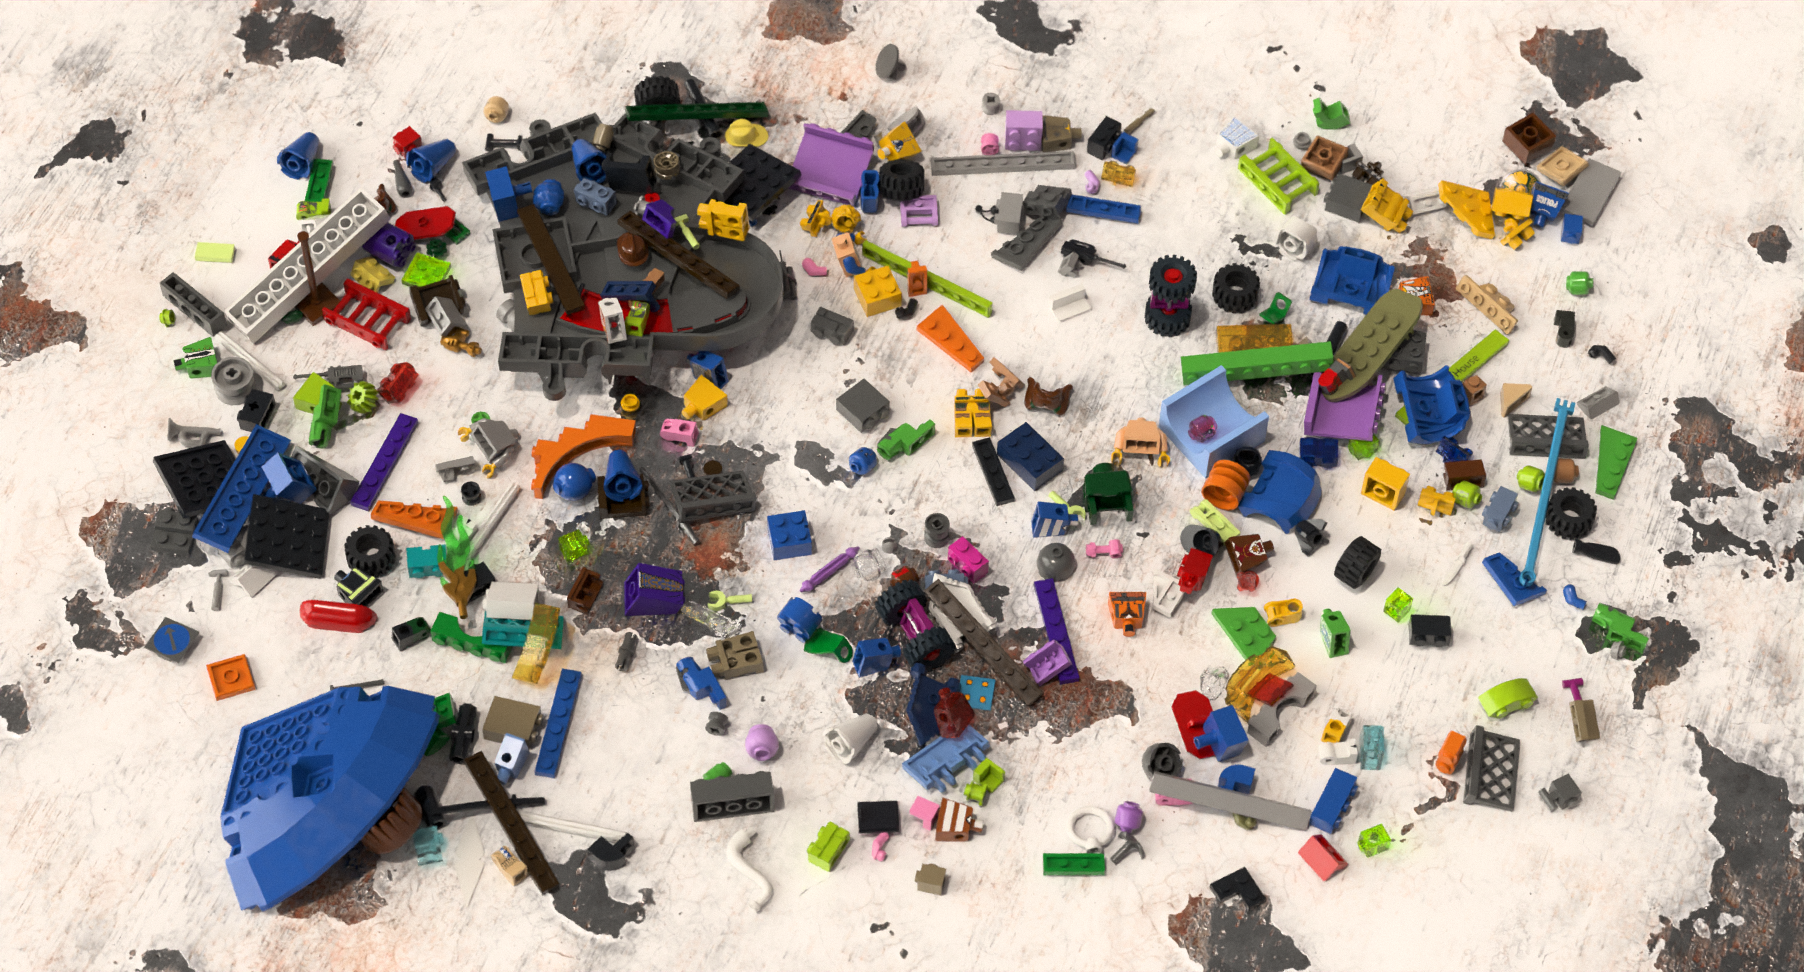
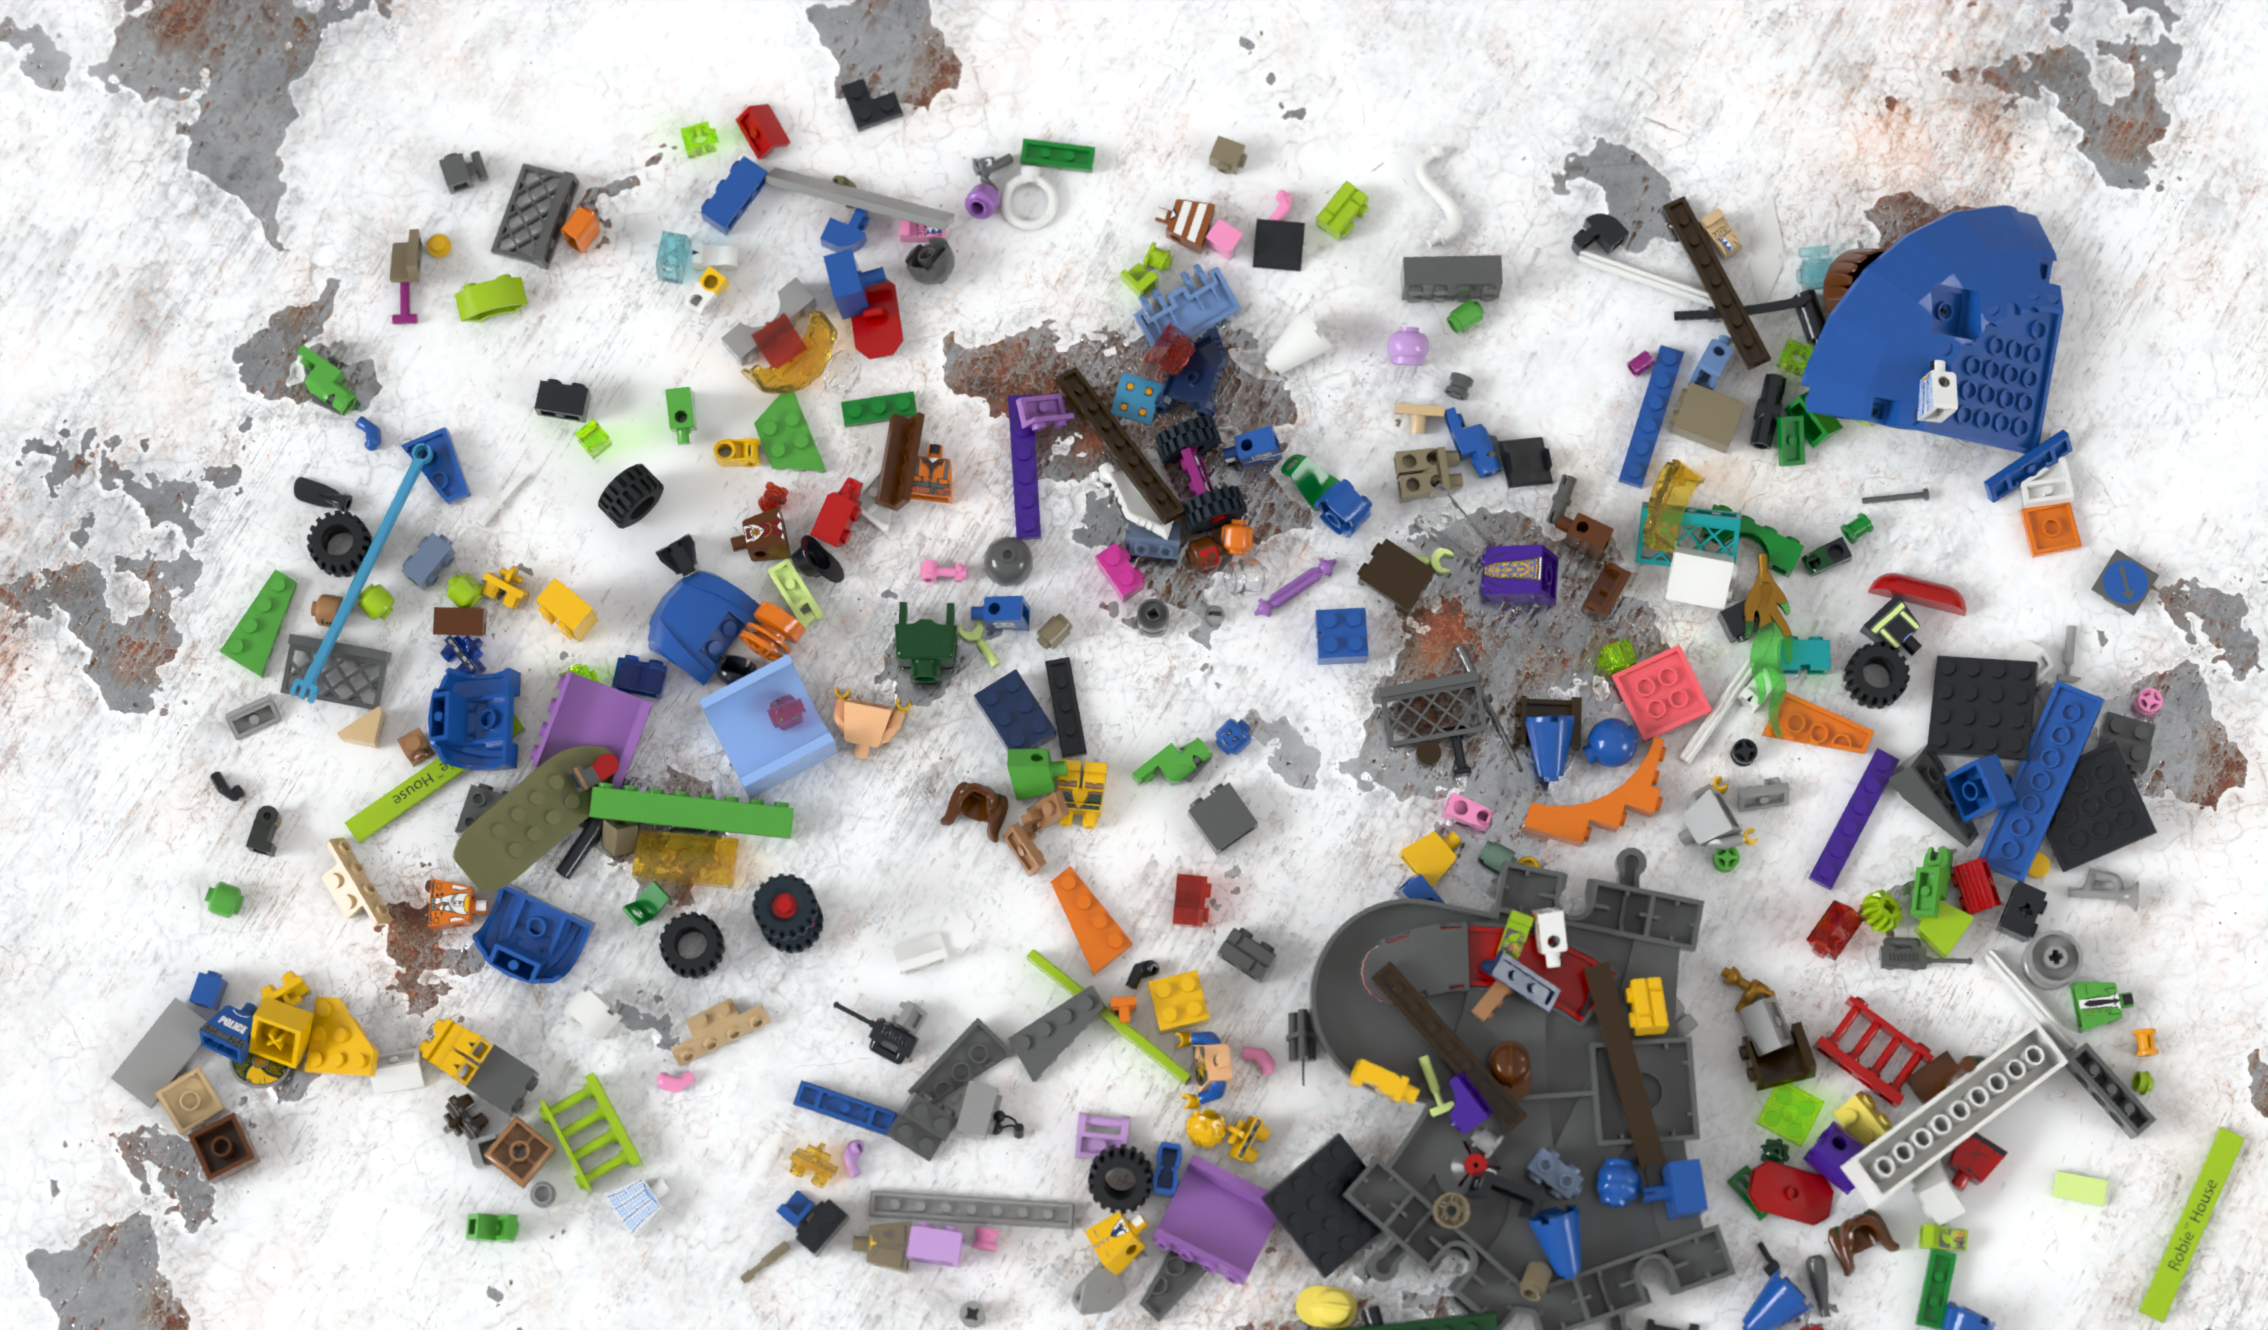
camera: 170 degrees left, 20 degrees up
(133, 240) = (2191, 1225): none -> lime tile
(152, 557) = (2151, 697): none -> bright pink wheel
(164, 340) = (2145, 1042): none -> light orange bush
(227, 731) = (2028, 465): none -> blue plate
(232, 704) = (2048, 486): none -> white wing
(290, 420) = (1975, 886): none -> red brick
(328, 699) = (1937, 394): none -> white torso
(387, 656) = (1857, 528): none -> green bush
(441, 782) = (1786, 361): none -> clear neon green brick
(535, 523) = (1661, 693): none -> coral plate
(569, 759) = (1640, 363): none -> magenta hinge
(603, 620) = (1592, 540): none -> reddish brown torso
(653, 405) = (1495, 854): none -> sand green brick
(657, 675) = (1526, 462): none -> black piece
(746, 700) = (1419, 414): none -> tan tile
(752, 580) = (1396, 575): none -> dark brown panel
(876, 588) = (1236, 537): none -> orange head
(878, 355) = (1190, 901): none -> clear red brick
(962, 263) = (1051, 1034): none -> dark grey wing
(1008, 413) = (1033, 772): none -> bright green torso
(1011, 516) = (1054, 632): none -> dark tan brick
(1154, 613) = (899, 461): none -> reddish brown fence
(1179, 659) = (878, 409): none -> green plate
(1208, 247) = (716, 1028): none -> tan bracket
(1224, 212) = (675, 1084): none -> bright pink arm
(1562, 738) = (438, 245): none -> yellow plate

